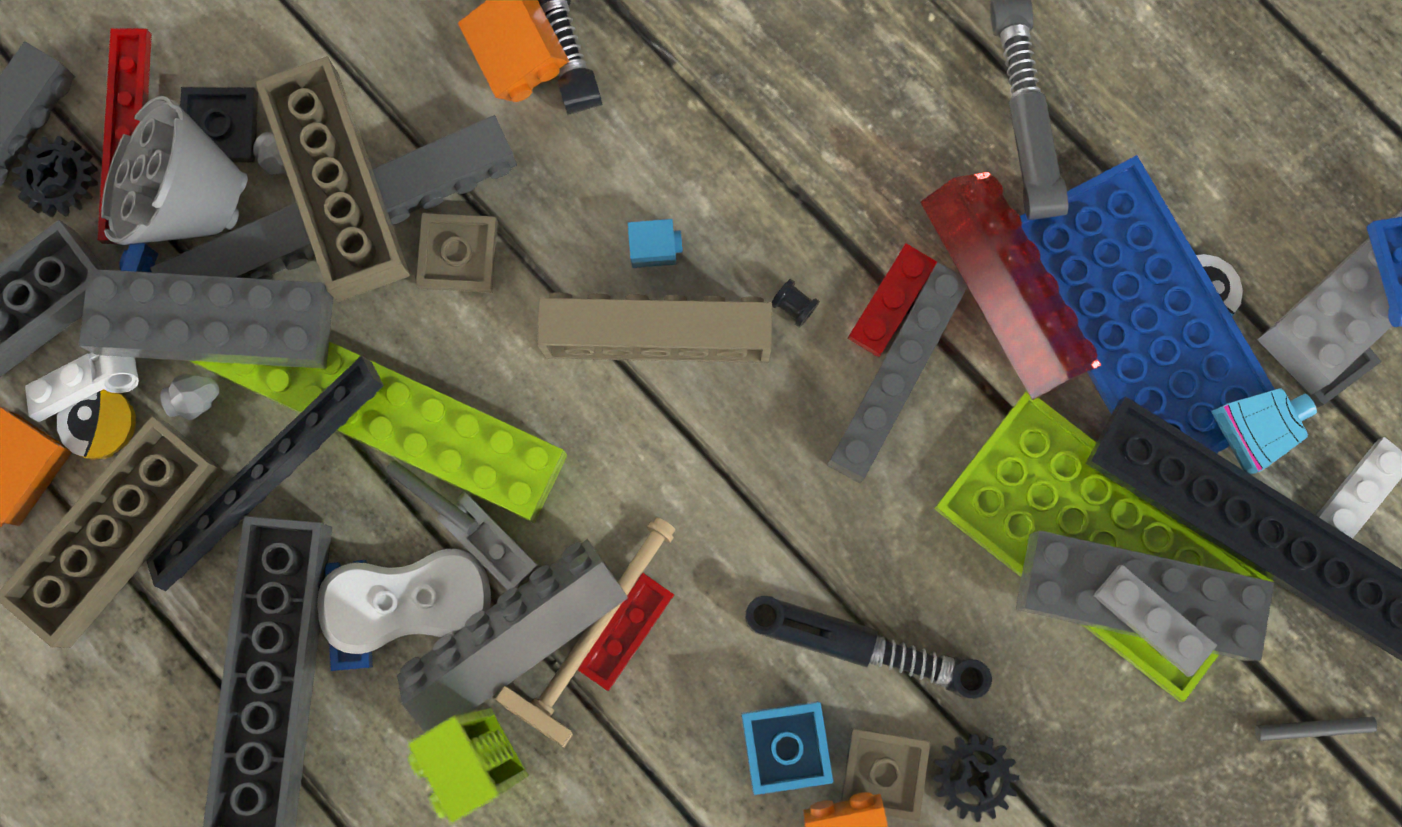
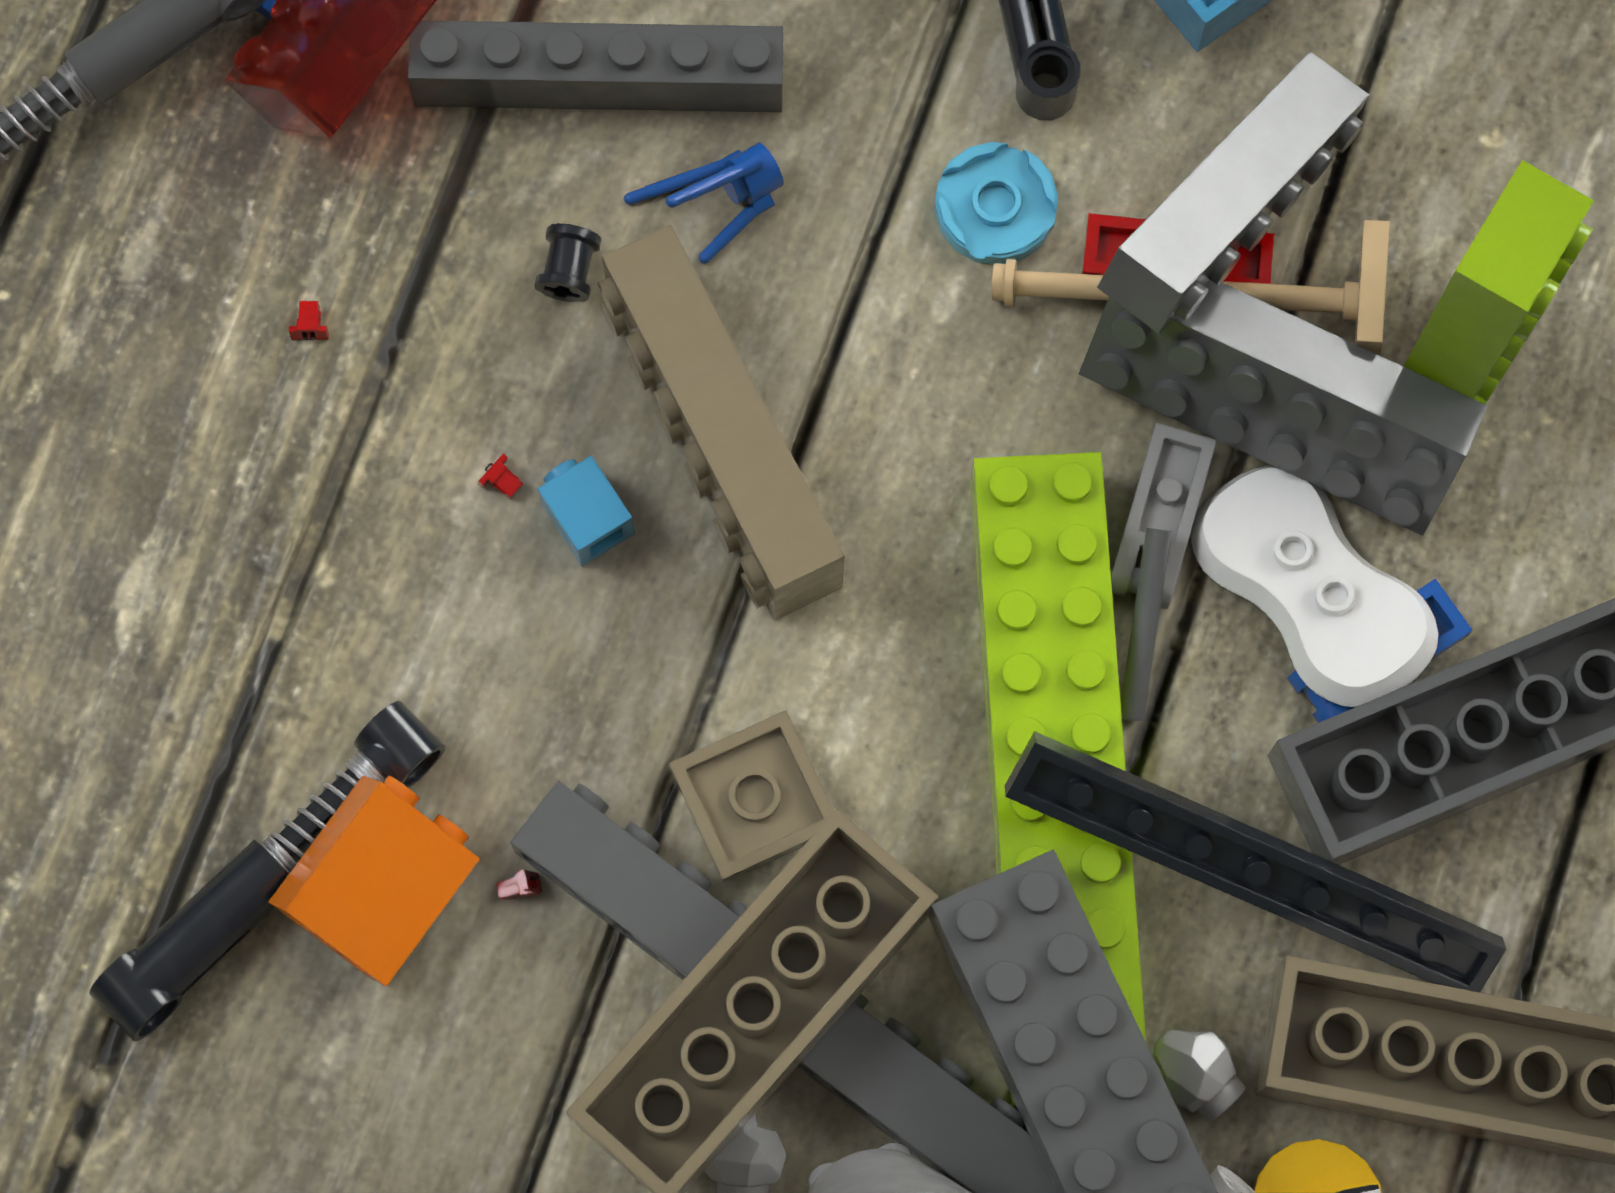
camera: 120 degrees left, 5 degrees down
(480, 114) = (524, 884): none -> piece
(629, 669) = (1234, 193): none -> brick
(696, 213) = (501, 478): none -> red piece
(711, 551) = (995, 203): none -> medium azure tile
(794, 423) = (744, 176): none -> blue plant
(835, 159) = (309, 323): none -> red piece
(892, 300) = (487, 135): red plate -> none

